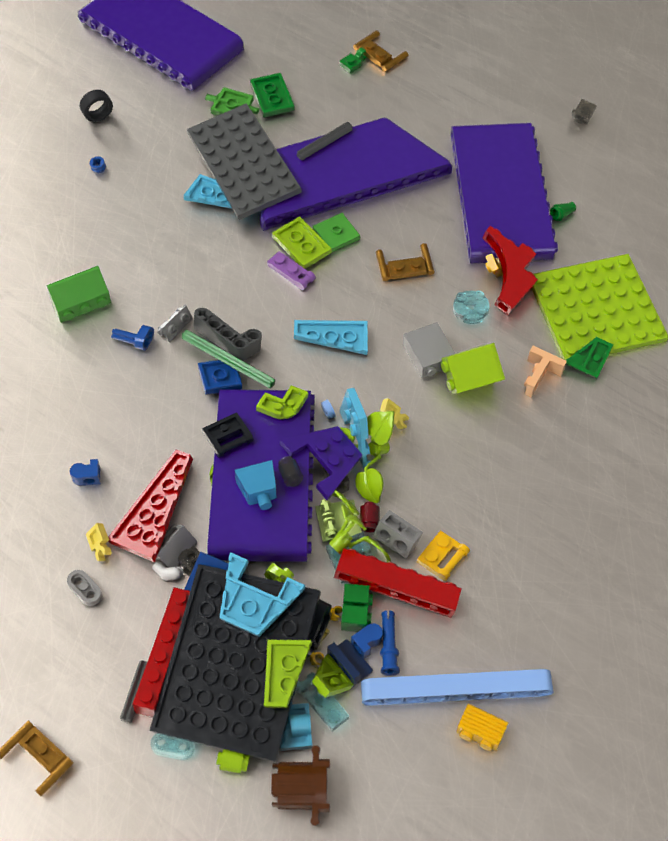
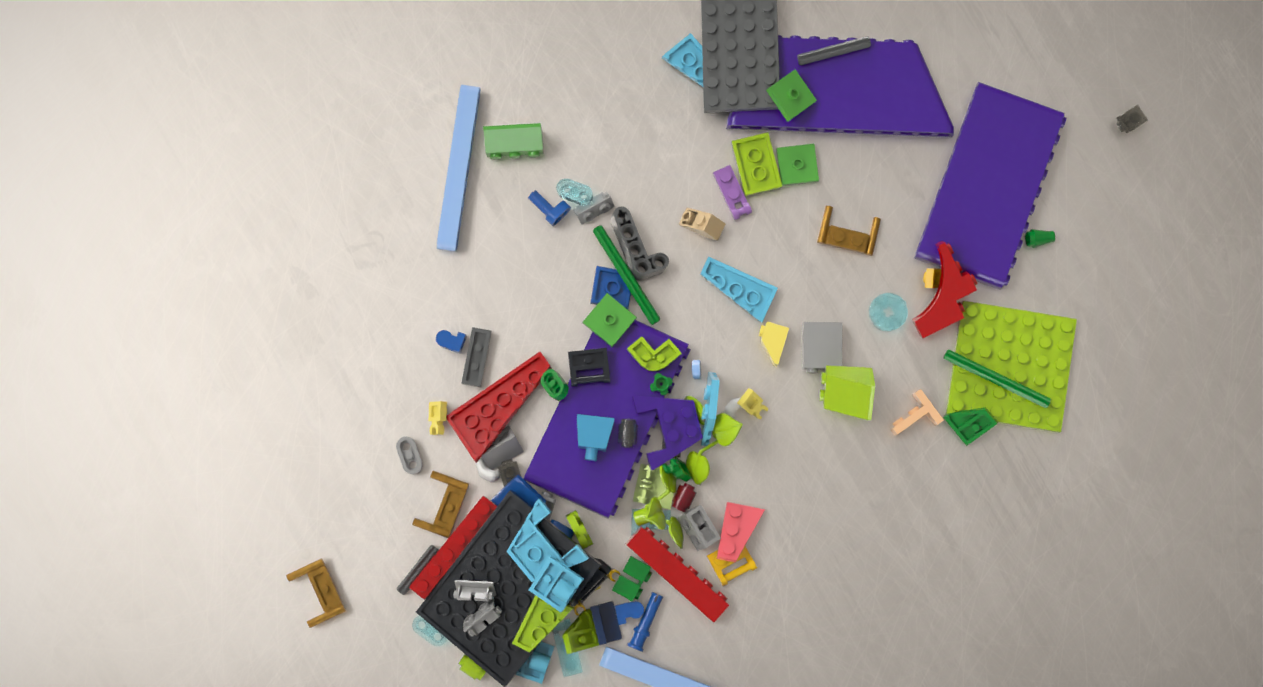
camera: 25 degrees right, 25 degrees up
(37, 338) = (458, 168): none -> light blue beam
(116, 478) = (476, 357): none -> dark grey plate
(143, 618) = (448, 508): none -> pearl gold plate
(152, 316) = (575, 192): none -> clear light blue plate
(202, 463) = (554, 384): none -> green plate
(202, 671) = (481, 589): none -> light grey hinge
(224, 689) = (475, 623): none -> light grey hinge
(229, 394) = (609, 320): none -> bright green plate
(277, 298) = (702, 223): none -> tan slope
(283, 621) = (556, 584): none -> medium azure plate
(301, 420) = (661, 379): none -> green plate
(305, 177) = (791, 95): none -> bright green plate
(353, 492) = (678, 469): none -> green plate
(384, 361) = (773, 340): none -> light yellow slope
(433, 521) = (736, 530): none -> coral wing
(592, 315) = (997, 378): none -> green axle

